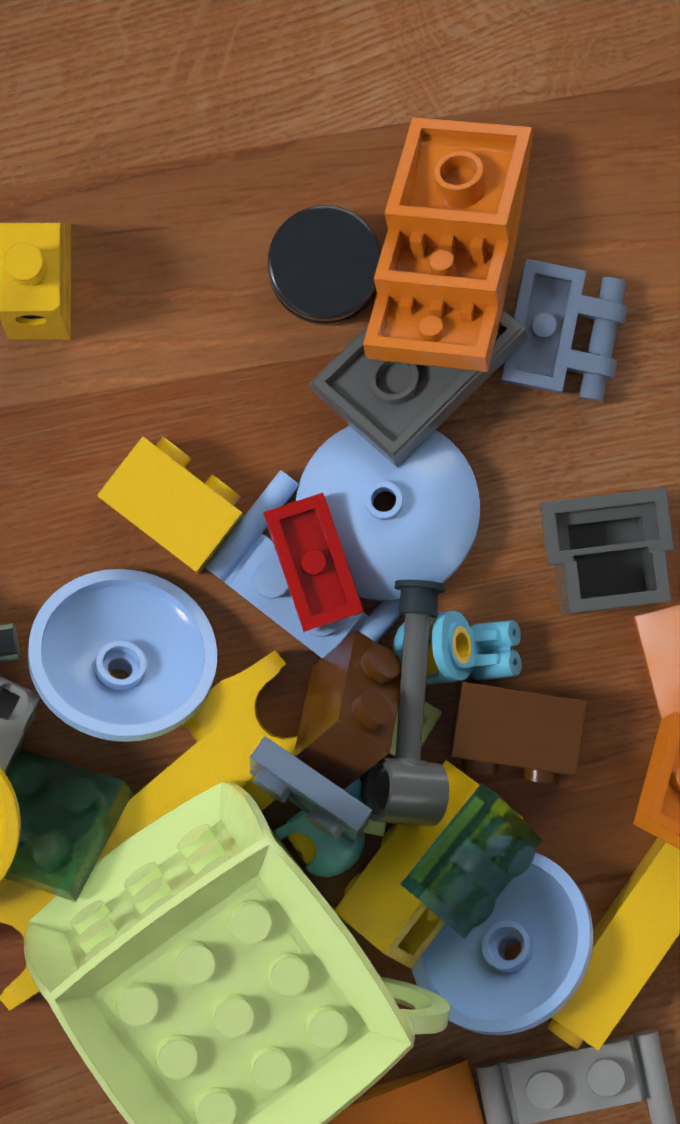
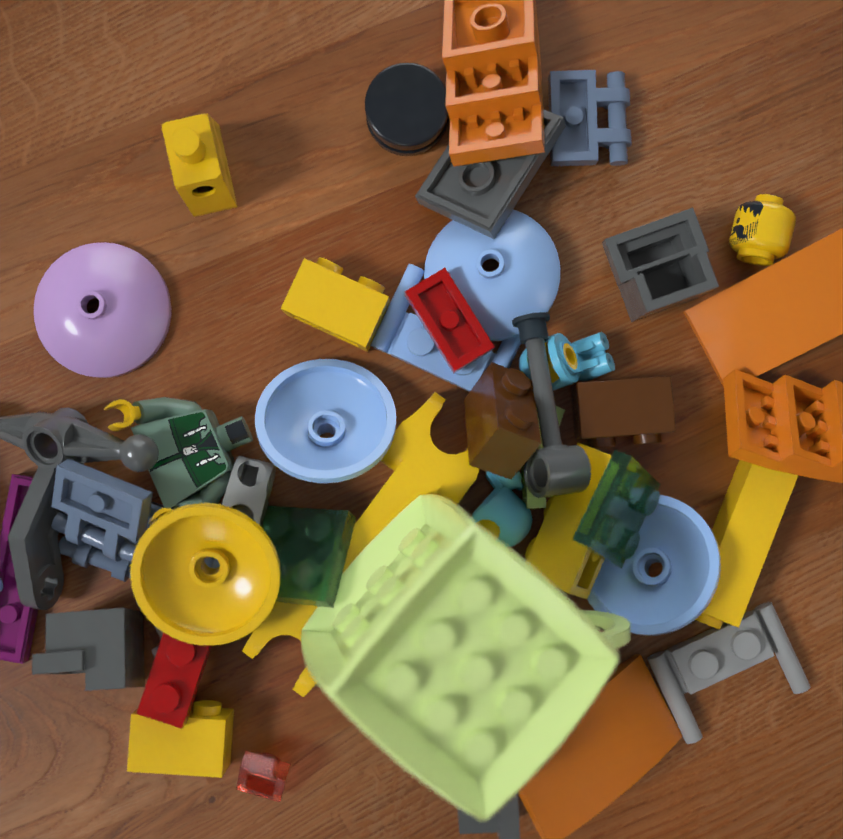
camera: 15 degrees left, 0 degrees up
(327, 804) = (486, 485): sand blue plate -> none

